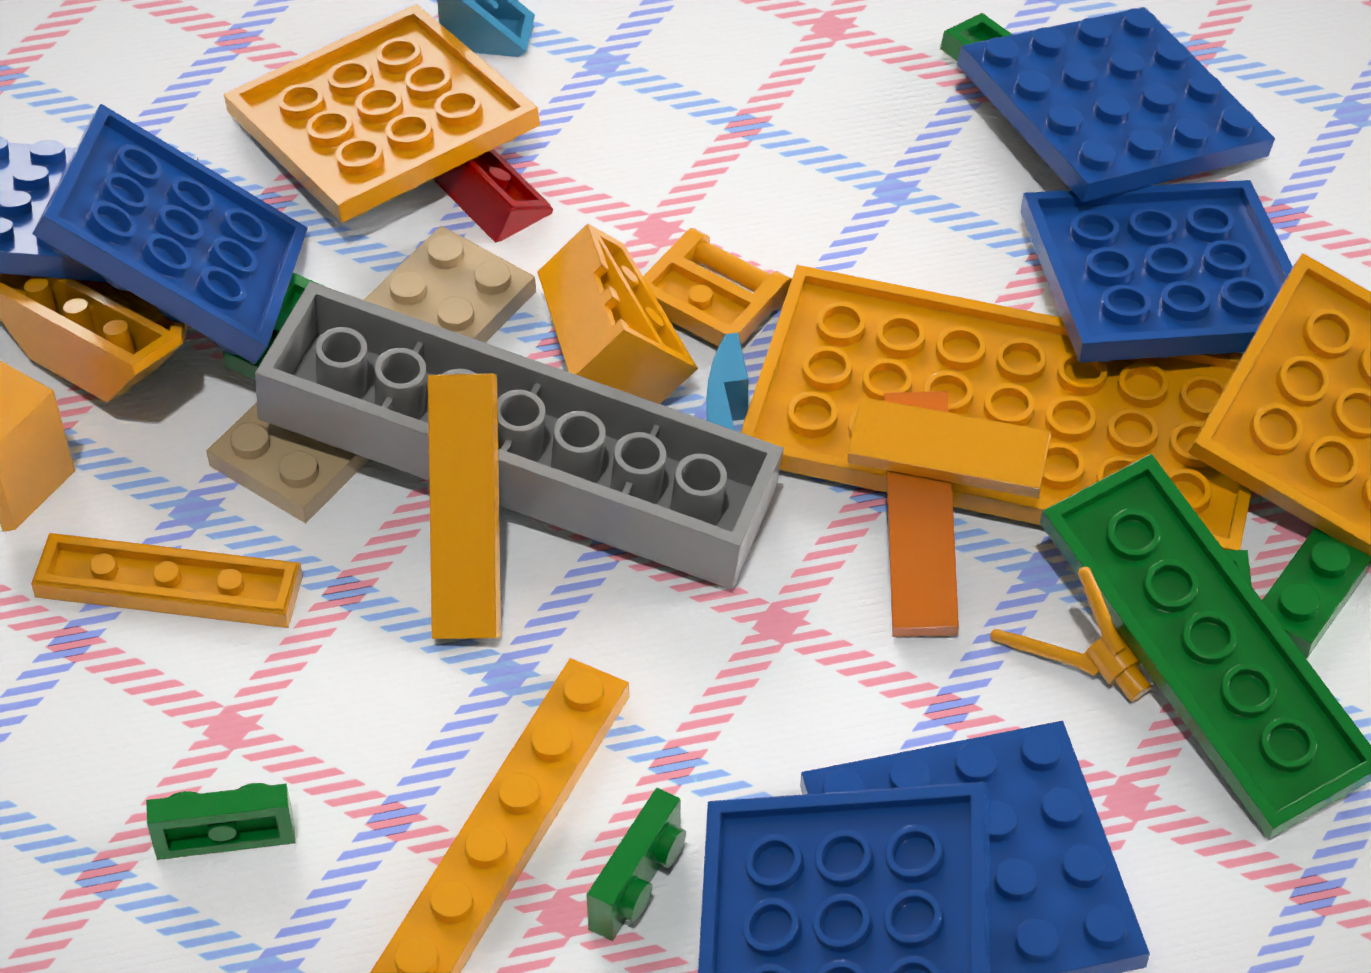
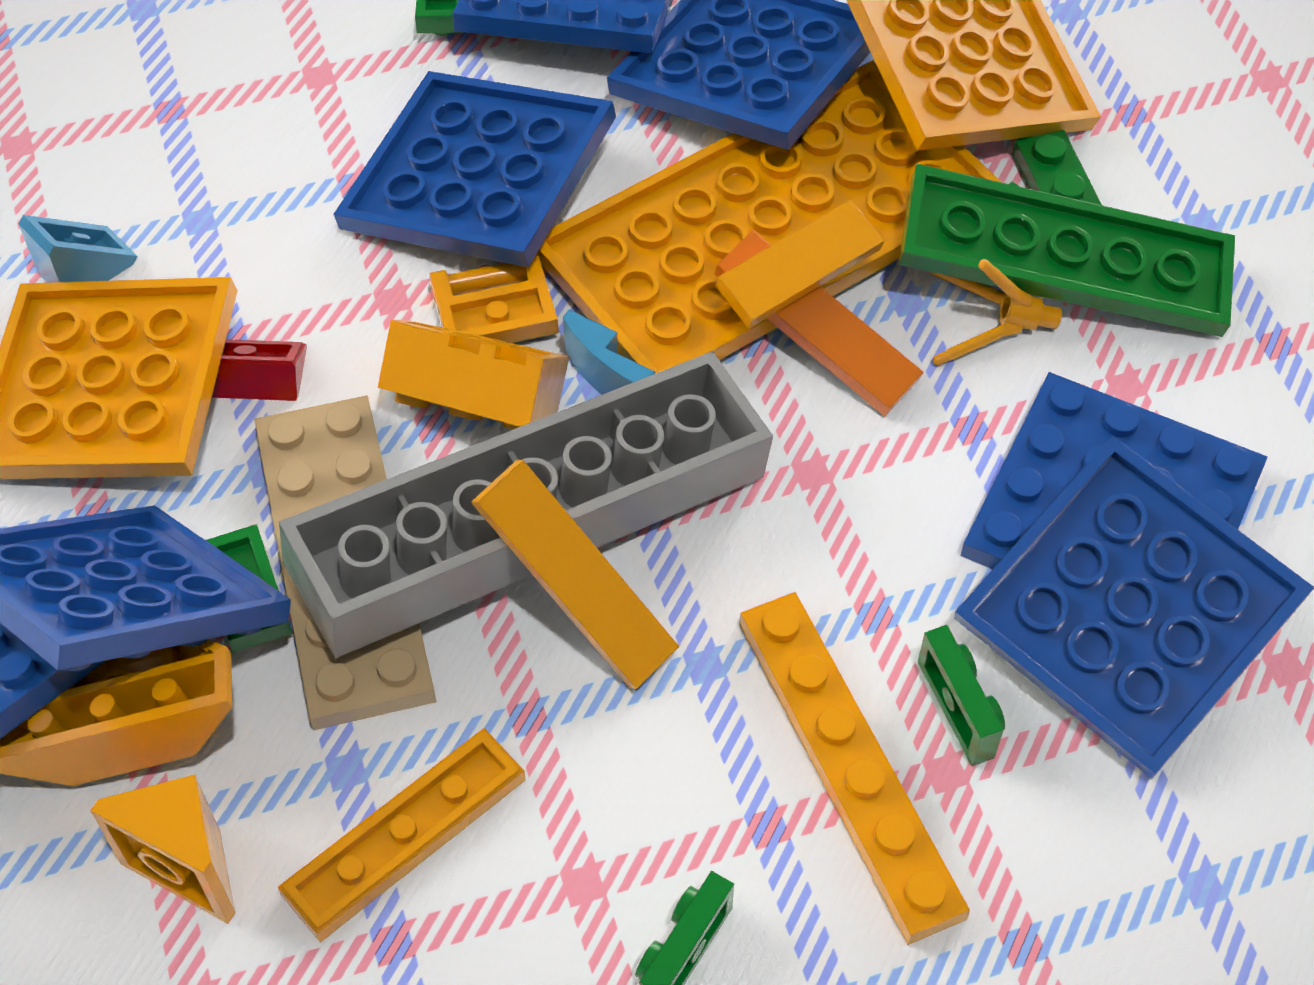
camera: 50 degrees left, 5 degrees up
(832, 179) = (476, 167): none -> blue plate

